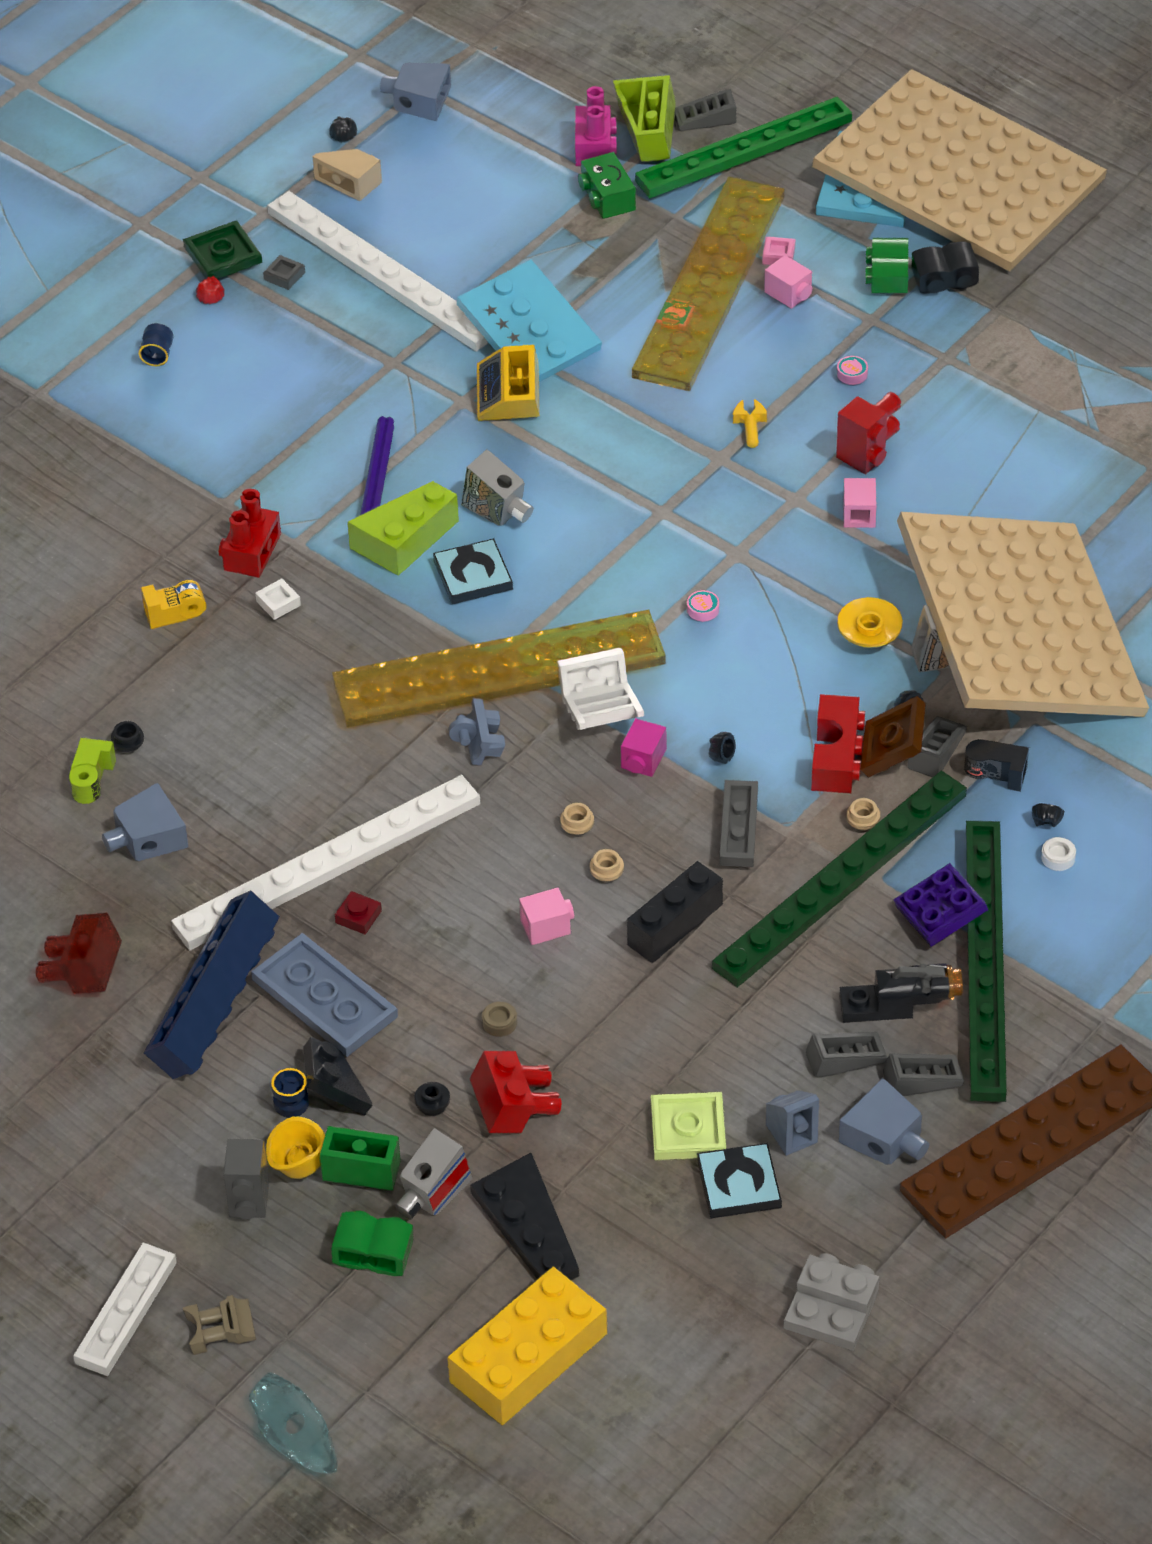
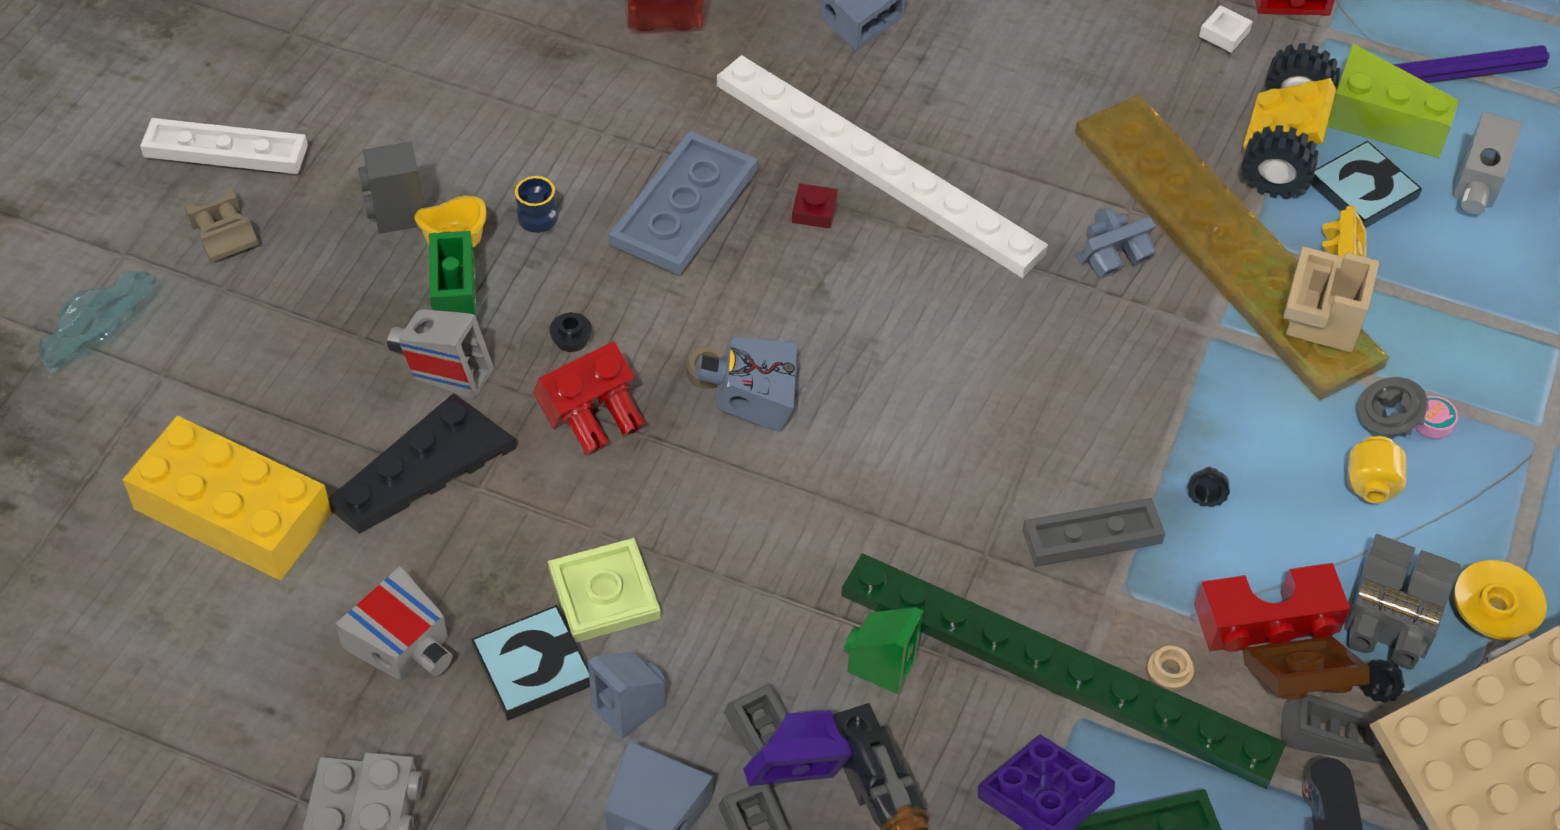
camera: 70 degrees right, 5 degrees up
(212, 985) = (655, 101): dark blue brick -> none
(333, 1077) = (566, 232): black wing -> none
(372, 1243) = (349, 324): green brick -> none
(405, 586) = (1290, 121): none -> plate
(538, 982) = (753, 379): none -> sand blue torso
(546, 915) = (865, 368): bright pink brick -> none
(551, 602) = (1346, 234): none -> yellow plate
(577, 819) = (1027, 360): tan plate -> none
(597, 689) = (1230, 337): white plate -> none
(600, 615) = (1330, 297): none -> tan plate
(606, 865) = (974, 405): tan plate -> none
(643, 747) = (1165, 404): dark pink brick -> none
(674, 911) = (918, 493): black brick -> none
(688, 1253) = (396, 629): none -> light grey torso
(694, 609) = (1389, 393): none -> dark grey gear
(744, 648) = (1378, 468): none -> yellow head
(805, 957) = (885, 647): none -> green slope
(854, 671) = (1394, 617): none -> dark grey hips
(880, 1027) = (800, 750): none -> dark purple slope

